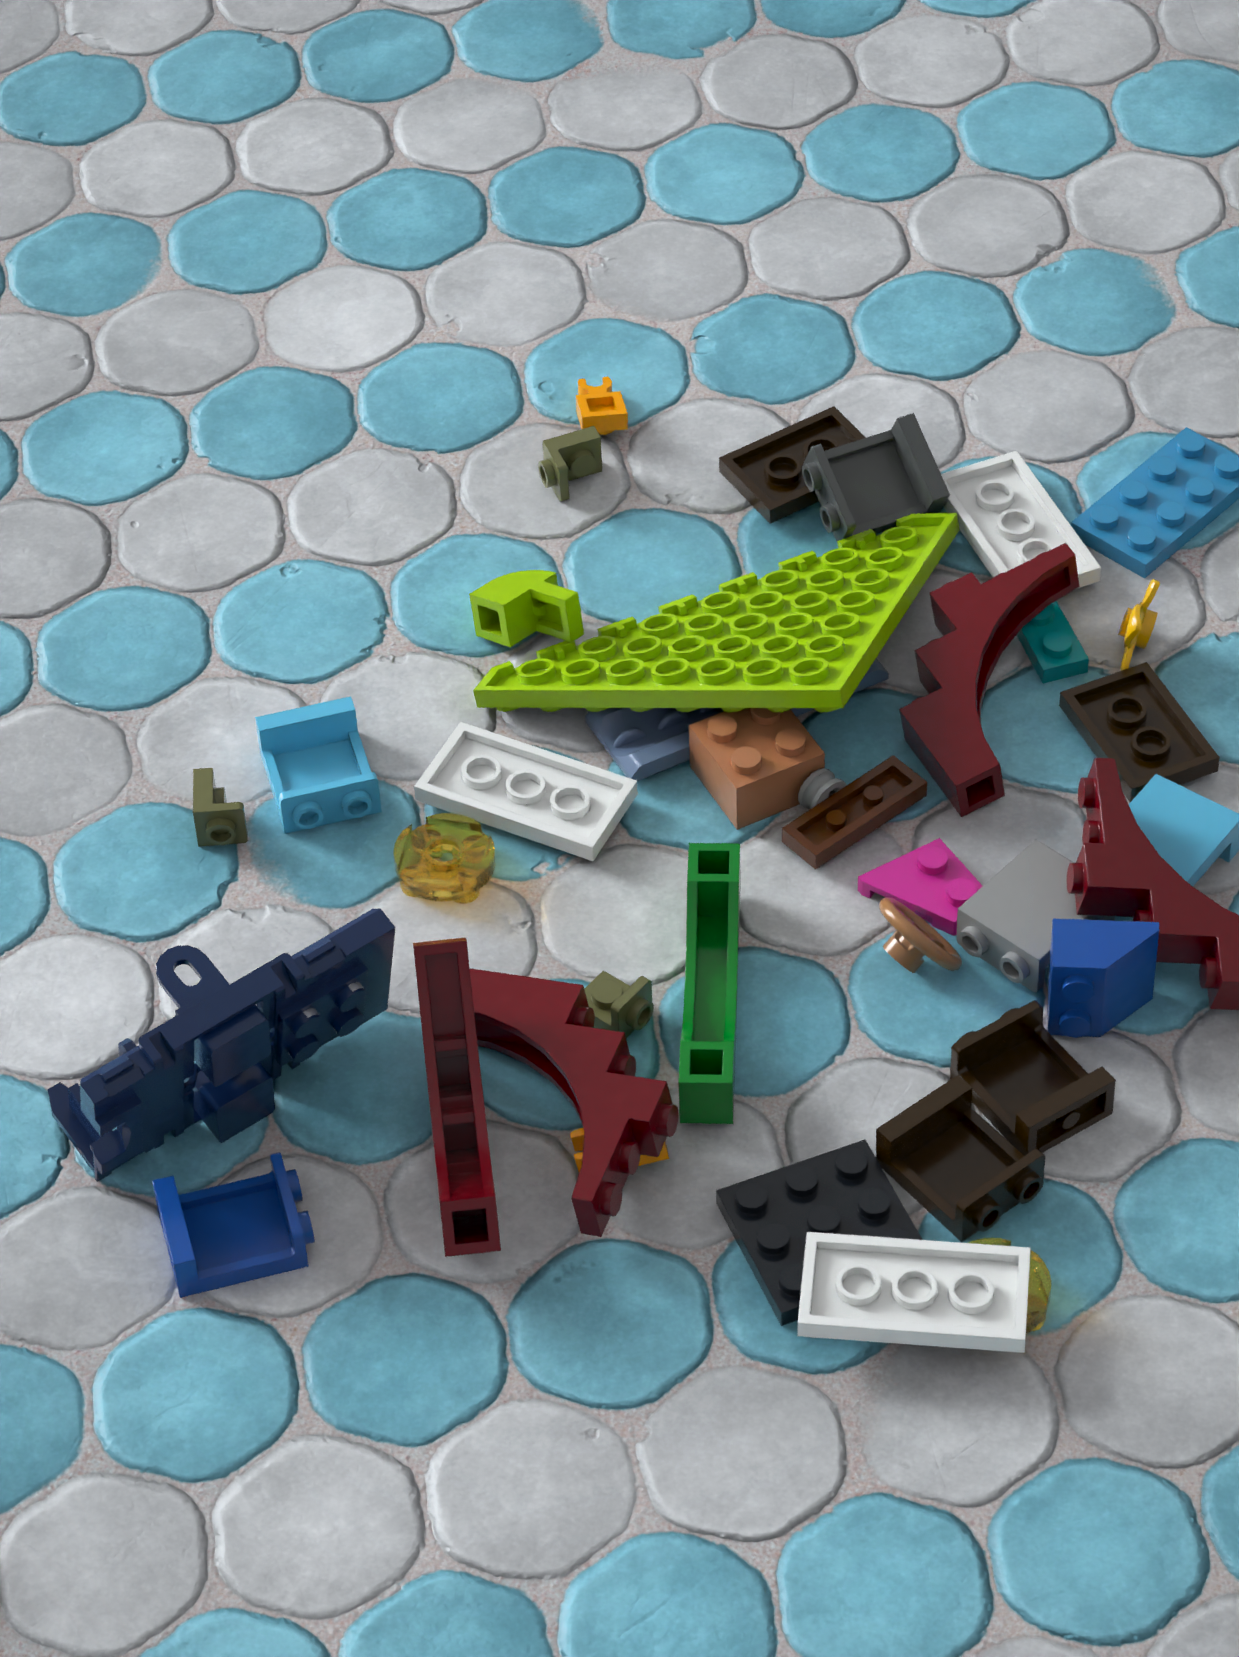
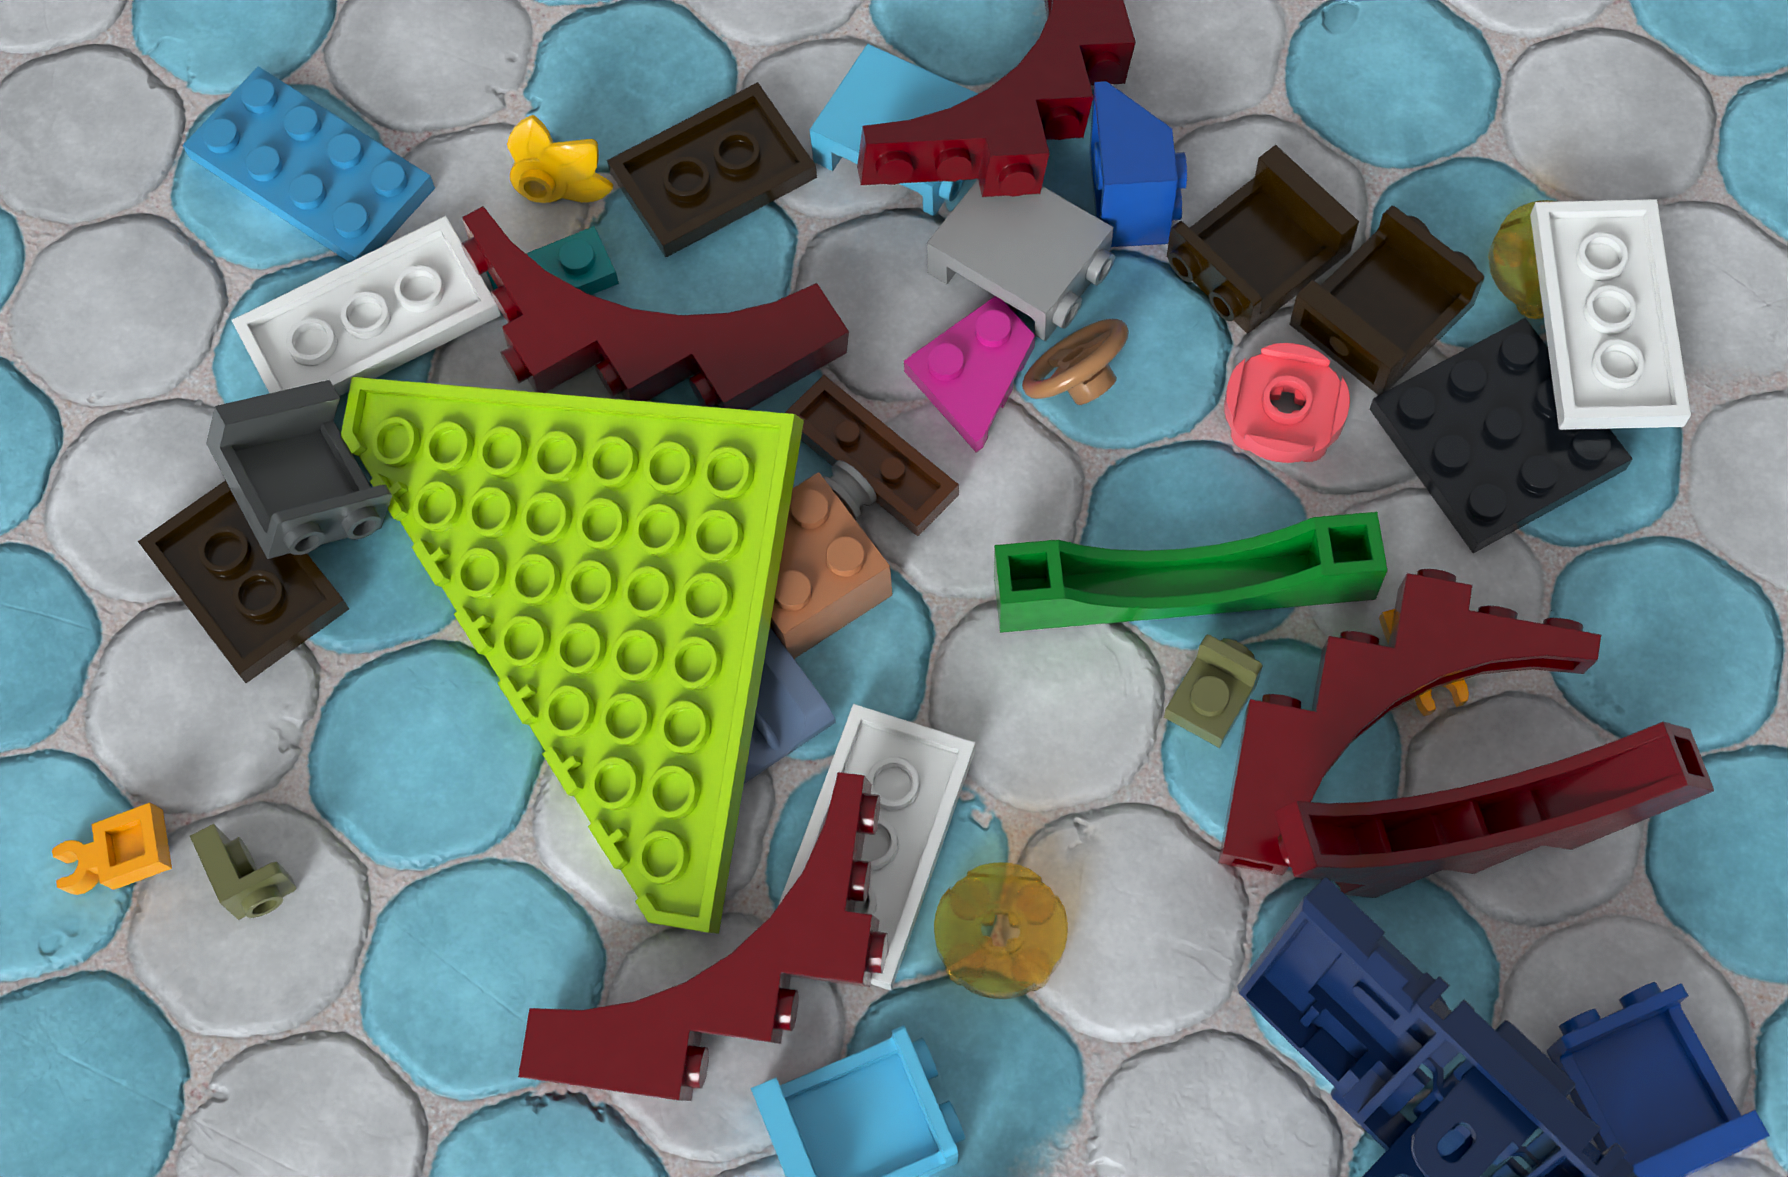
camera: 95 degrees left, 20 degrees up
(439, 721) = (813, 934): none -> dark red arch
(525, 603) = (531, 885): lime brick -> none
(861, 1105) = (1279, 435): none -> coral plate

